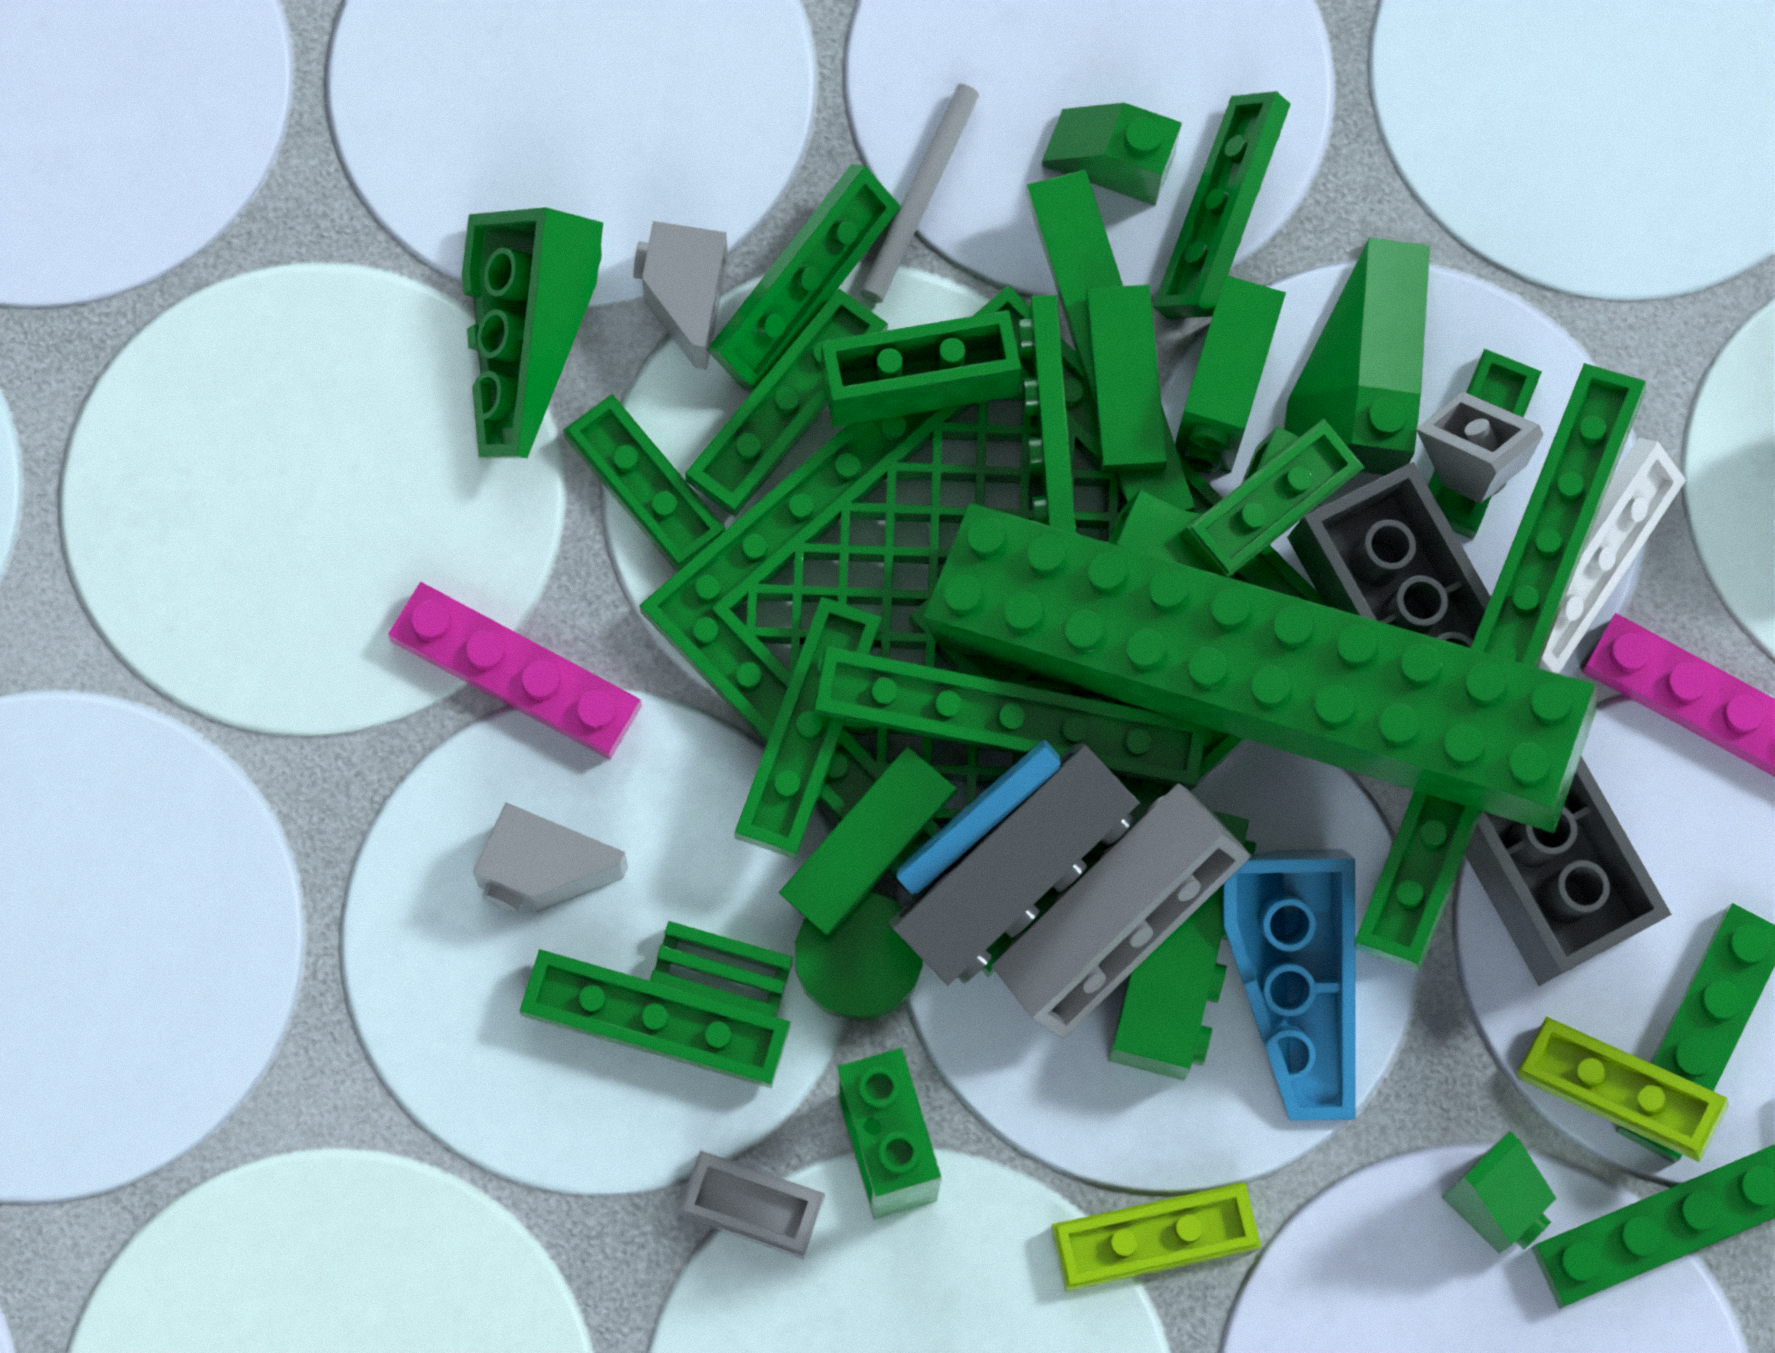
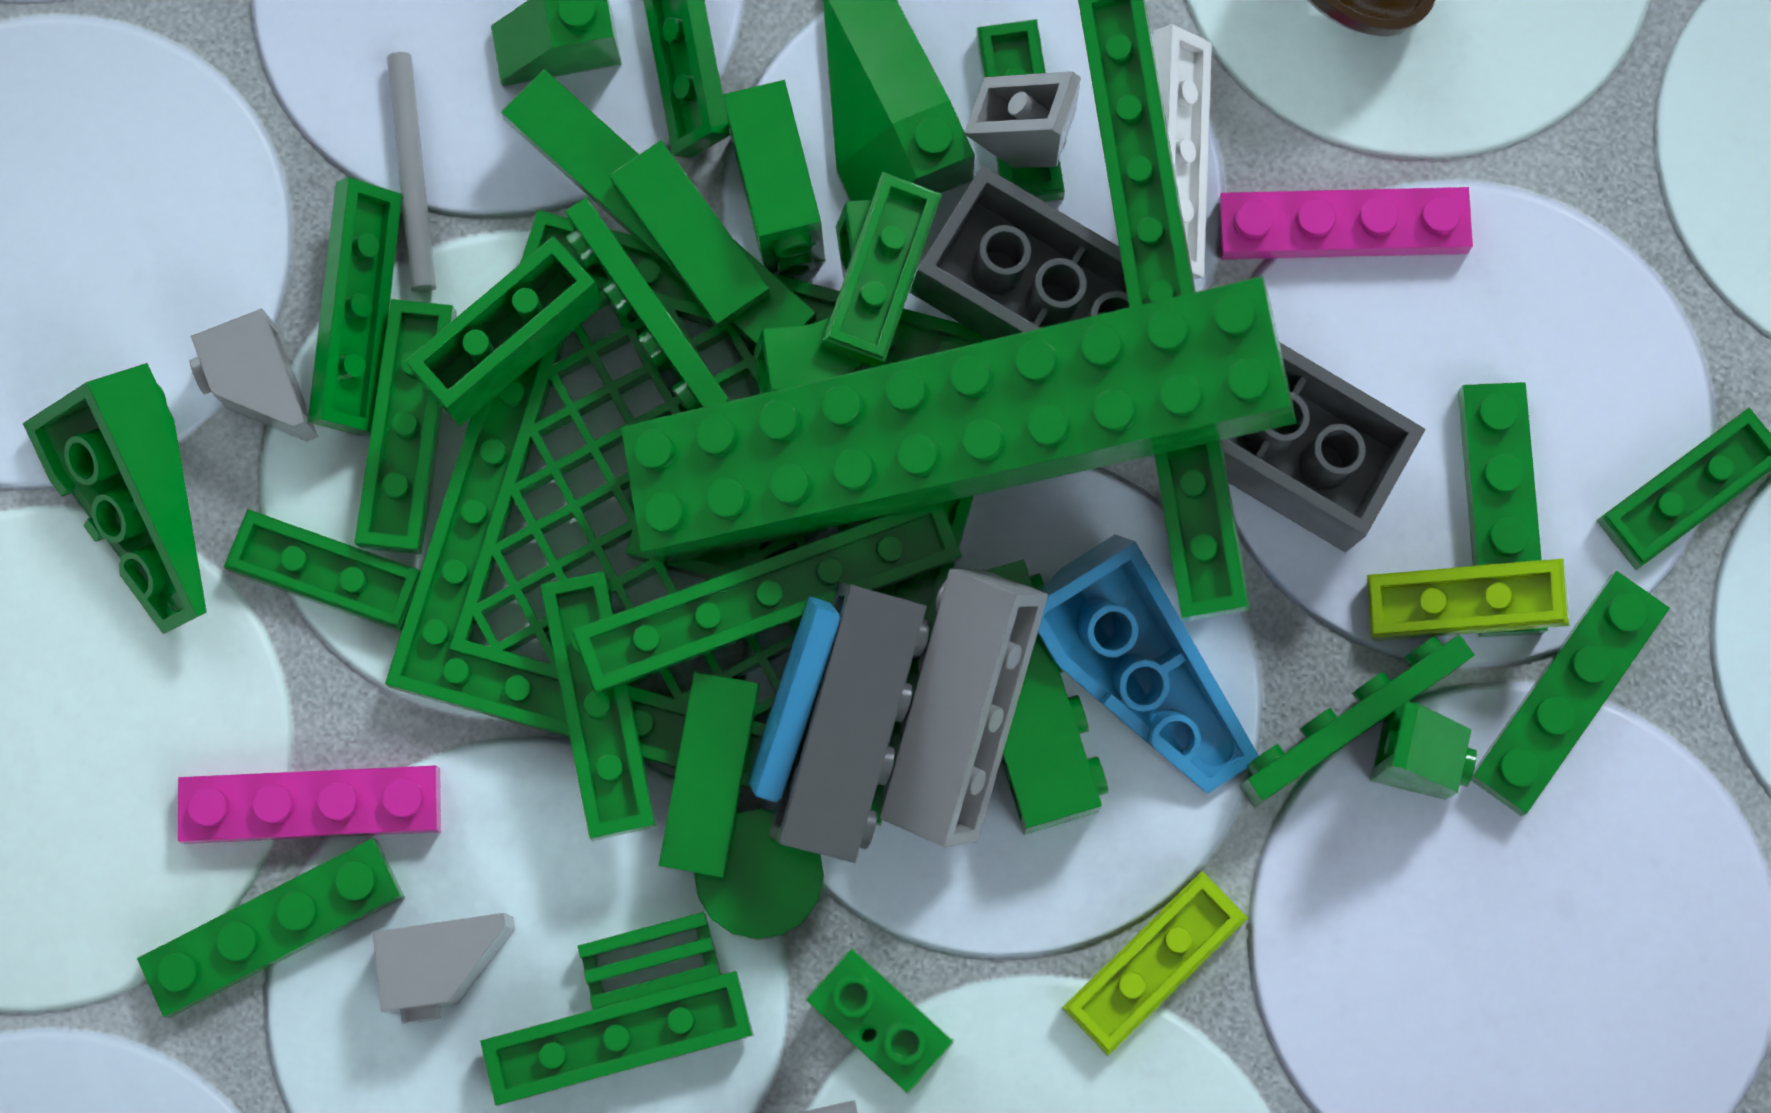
camera: 25 degrees left, 5 degrees up
(421, 753) = (270, 928): none -> green plate
(1430, 1132) = (1375, 701): none -> green plate

